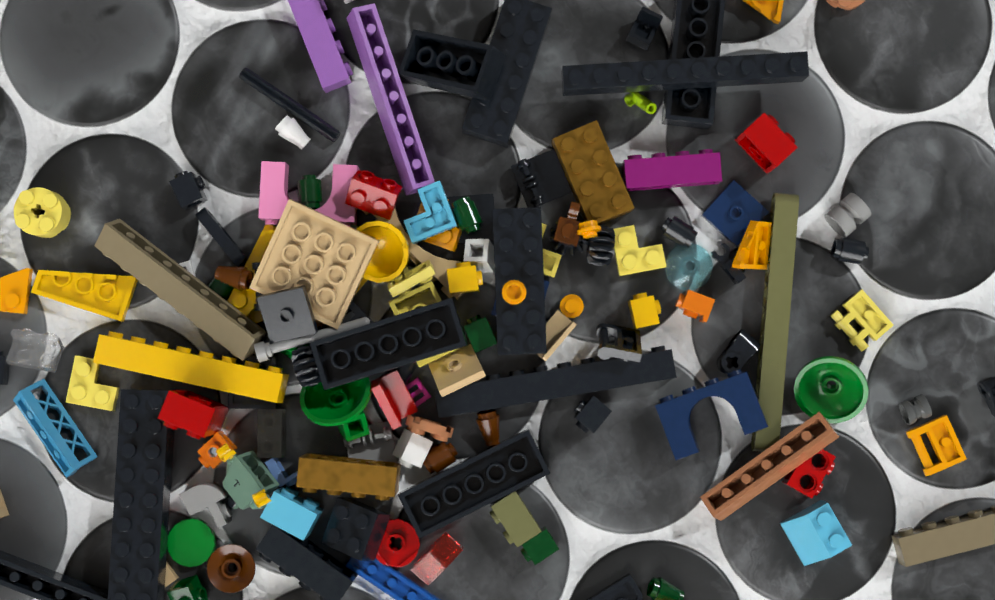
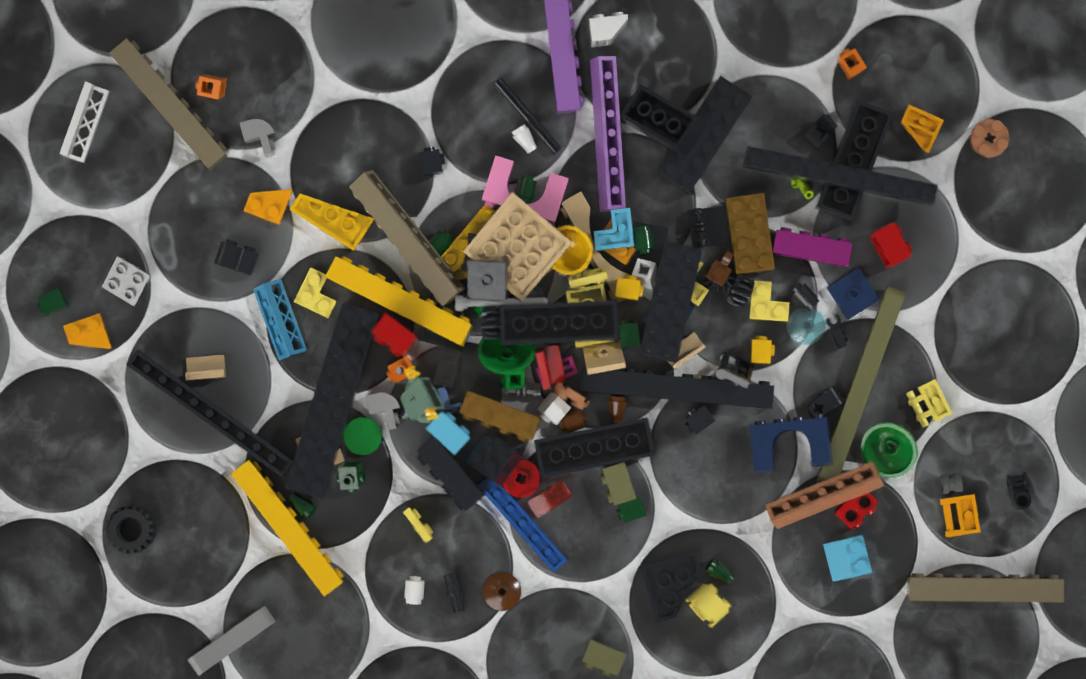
camera: 15 degrees right, 0 degrees up
(28, 210) = (318, 159): light yellow brick -> none
(35, 350) = (281, 255): clear bracket -> none
(221, 237) = (448, 206): black beam -> none
(222, 576) = (379, 460): reddish brown dish -> none
(234, 276) = (452, 239): reddish brown cone -> none
(373, 194) = (576, 204): red bracket -> none
(513, 292) = (664, 308): light orange plate -> none
(571, 306) = (706, 332): light orange plate -> none
(588, 229) = (734, 275): light orange plate -> none
(695, 305) = (802, 356): orange brick -> none
(754, 246) = (860, 323): light orange wing -> none
(844, 218) = (940, 318): light grey wheel -> none
(849, 250) = (934, 346): black brick -> none

